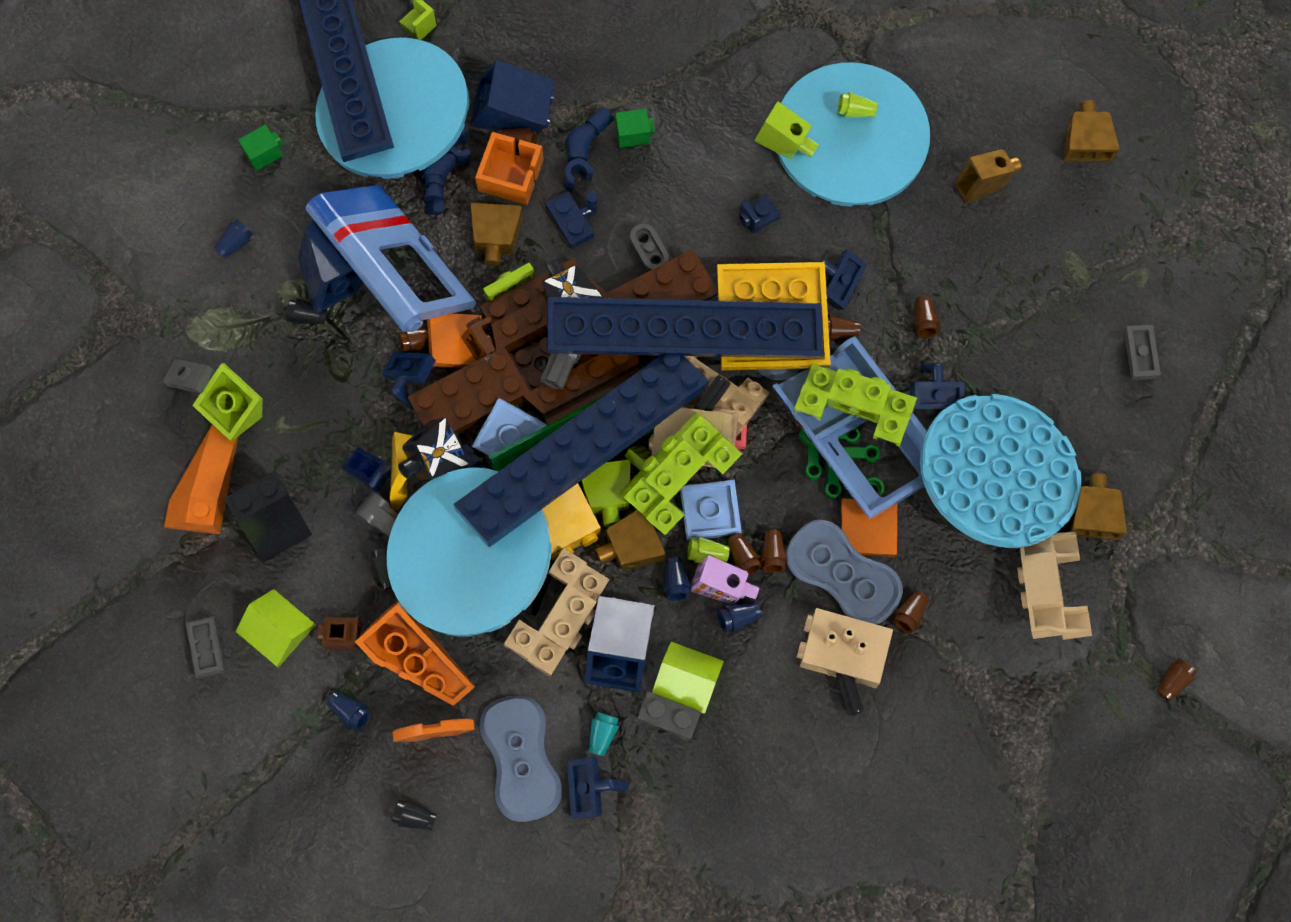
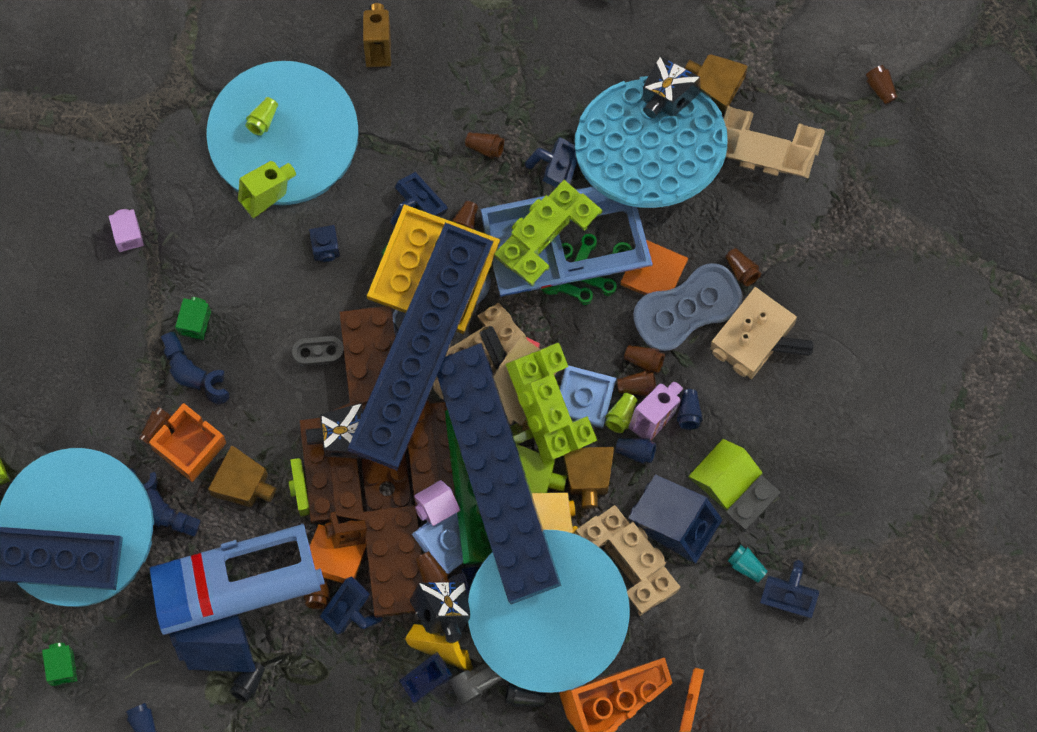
camera: 65 degrees left, 0 degrees up
(469, 429) = (430, 569): none -> reddish brown cone
(512, 99) = (116, 415): dark blue slope -> none
(525, 780) = (760, 645): sand blue plate -> none
(535, 405) = (436, 503): none -> lavender brick
(558, 369) = (411, 471): dark grey piece -> none
(571, 219) = (257, 408): dark blue plate -> none
(693, 38) = (126, 230): none -> lavender brick
(1062, 464) = (669, 88): none -> torso

